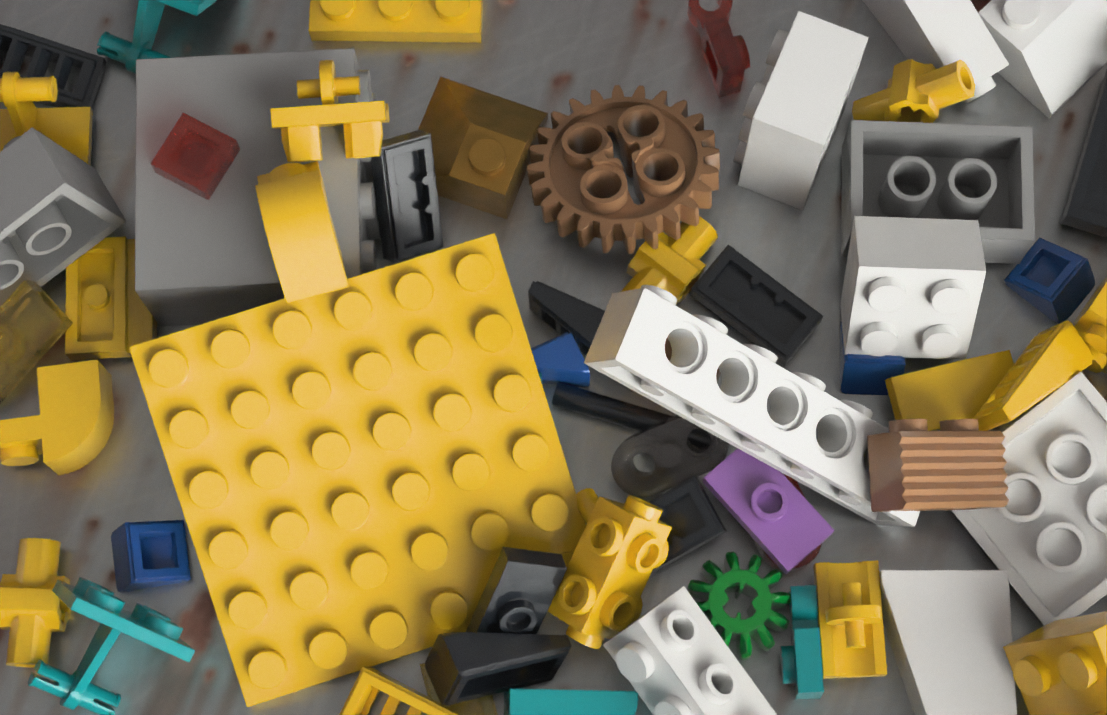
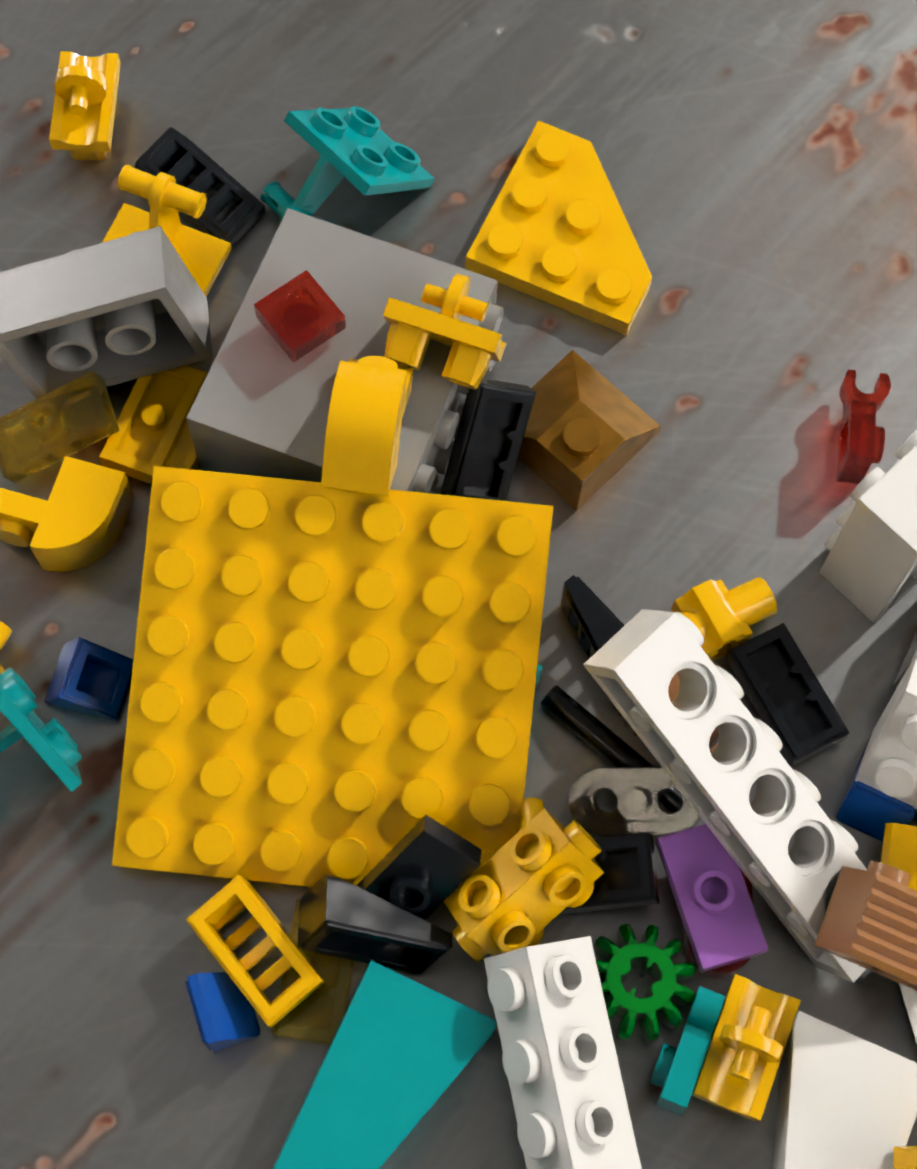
camera: 20 degrees right, 5 degrees down
(561, 362) = (564, 666): blue slope -> none
(587, 188) = (757, 507): medium nougat gear -> none

